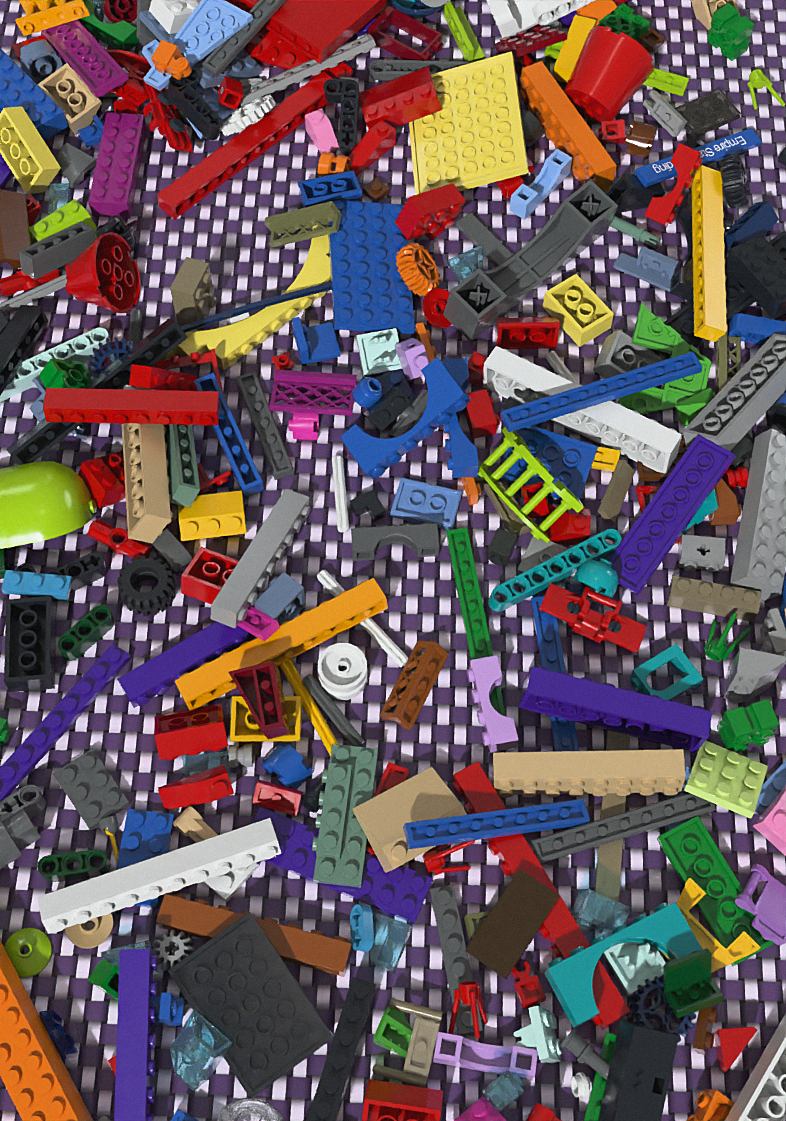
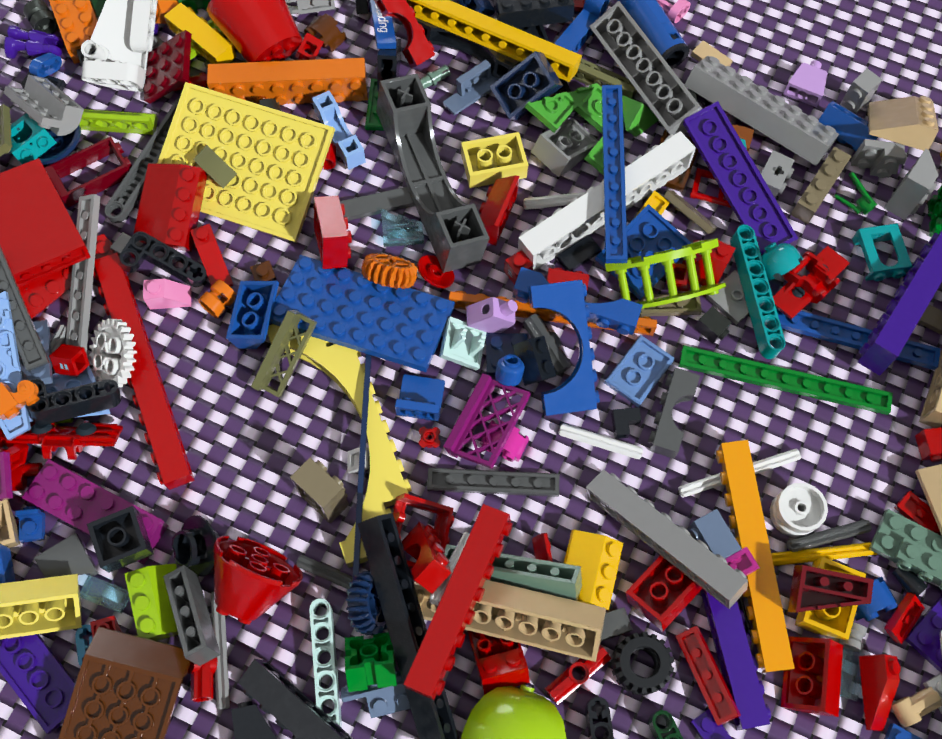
camera: 70 degrees left, 5 degrees up
(94, 177) = (120, 539): none -> black brick
(156, 640) = (708, 676): none -> red plate
(232, 442) = (524, 517): blue brick -> none
(418, 684) = (830, 451): dark orange fence -> none
(447, 108) = (215, 166): none -> olive slope
(499, 730) = (846, 389): lavender arch -> none
(668, 298) = (526, 82): none -> dark blue brick

